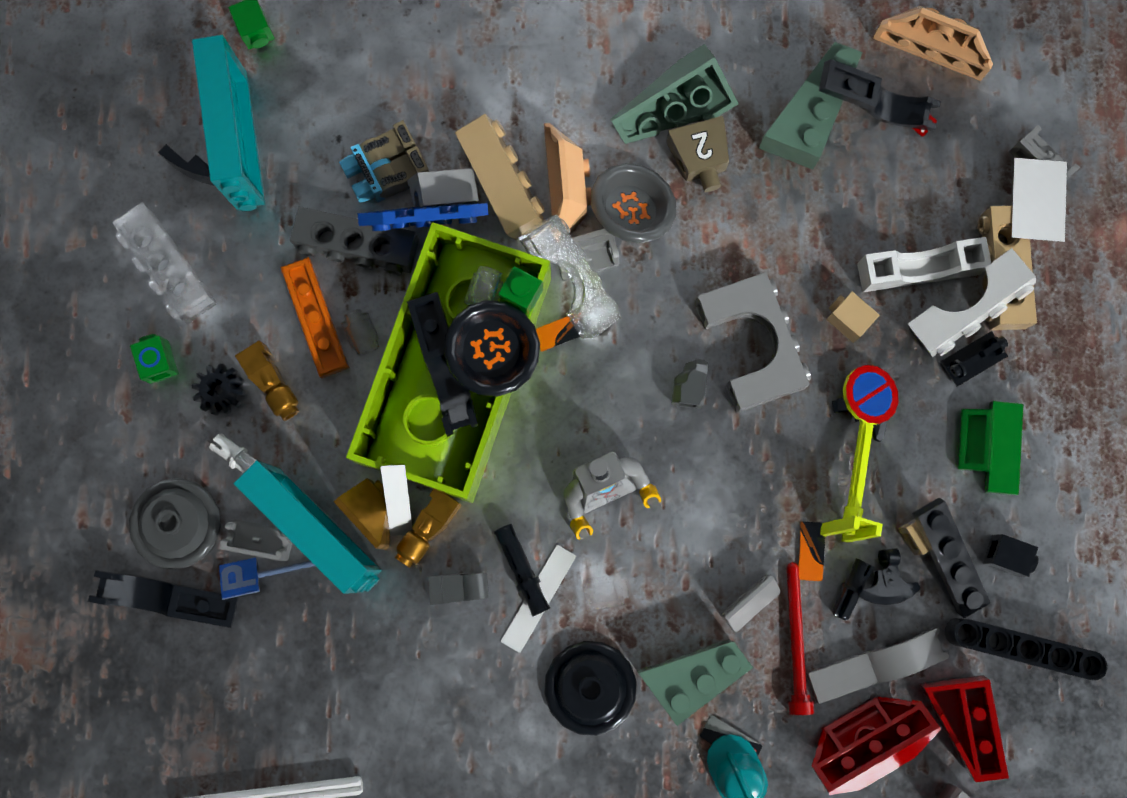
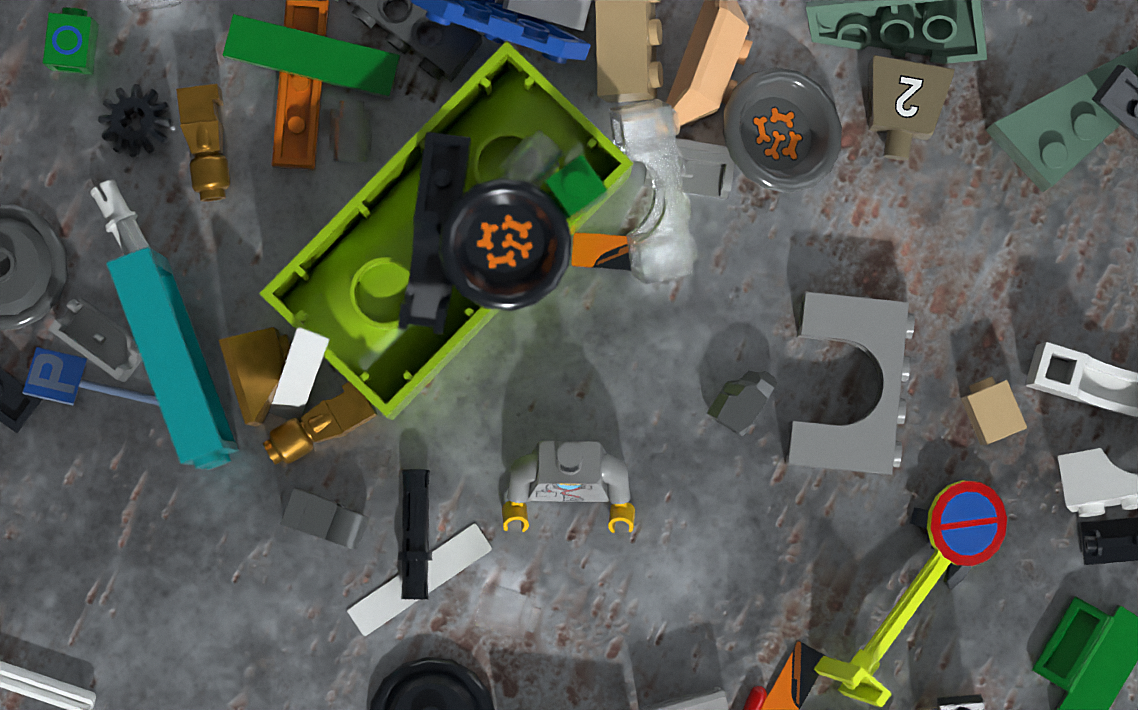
camera: 15 degrees right, 5 degrees up
(313, 295) = (311, 56): none -> green tile

